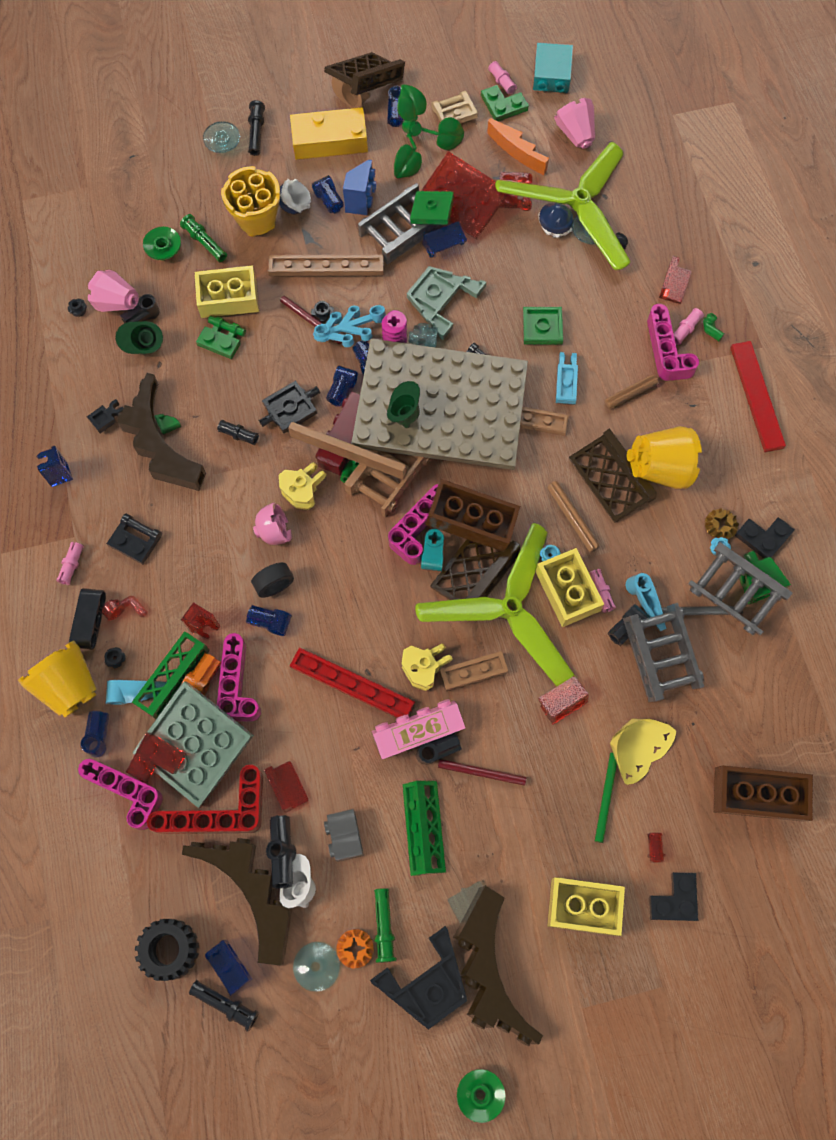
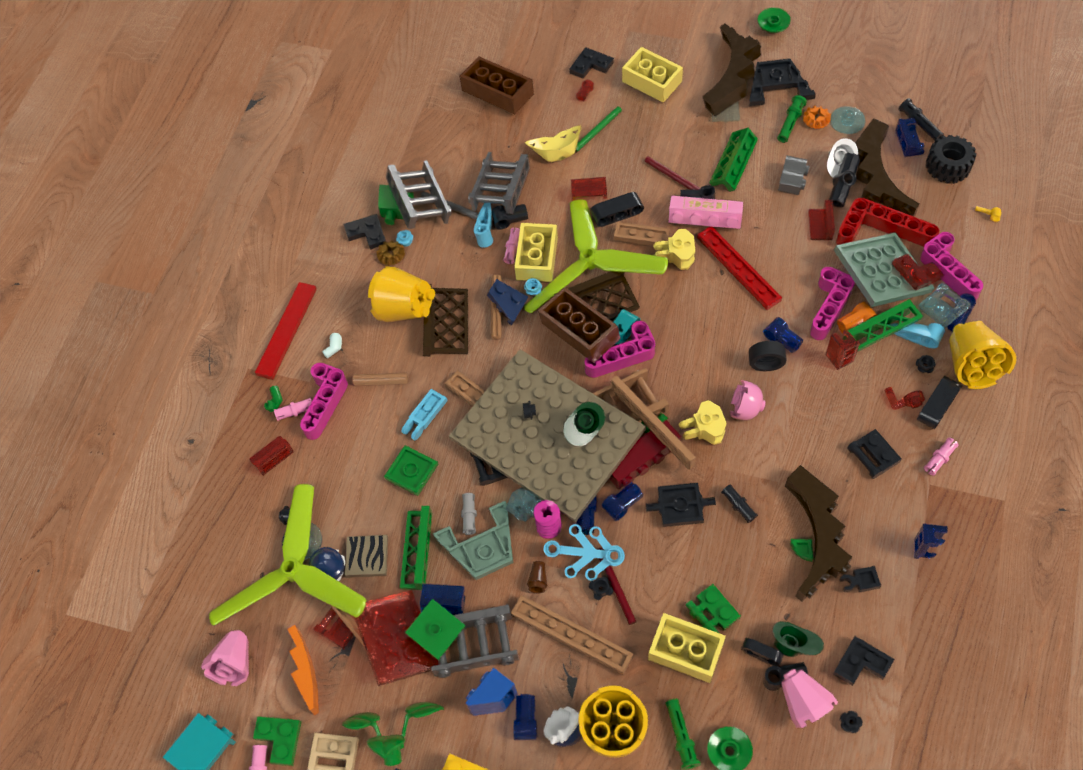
camera: 145 degrees left, 10 degrees down
(85, 356) = (860, 656): none -> black plate
(93, 896) = (995, 213): none -> yellow hand
(116, 722) = (940, 310): none -> clear light blue plate
(168, 321) = (762, 652): none -> black beam
(377, 291) = (537, 579): none -> reddish brown cone
(465, 403) = (529, 410): none -> black plate
(468, 314) = (468, 513): none -> light grey pin
(490, 272) = (420, 549): none -> green fence
(518, 690) = (617, 209): none -> black beam
(530, 245) = (366, 556): none -> dark tan tile
(564, 523) = (507, 300): none -> dark blue wing
(699, 402) = (335, 345): none -> light aqua arm

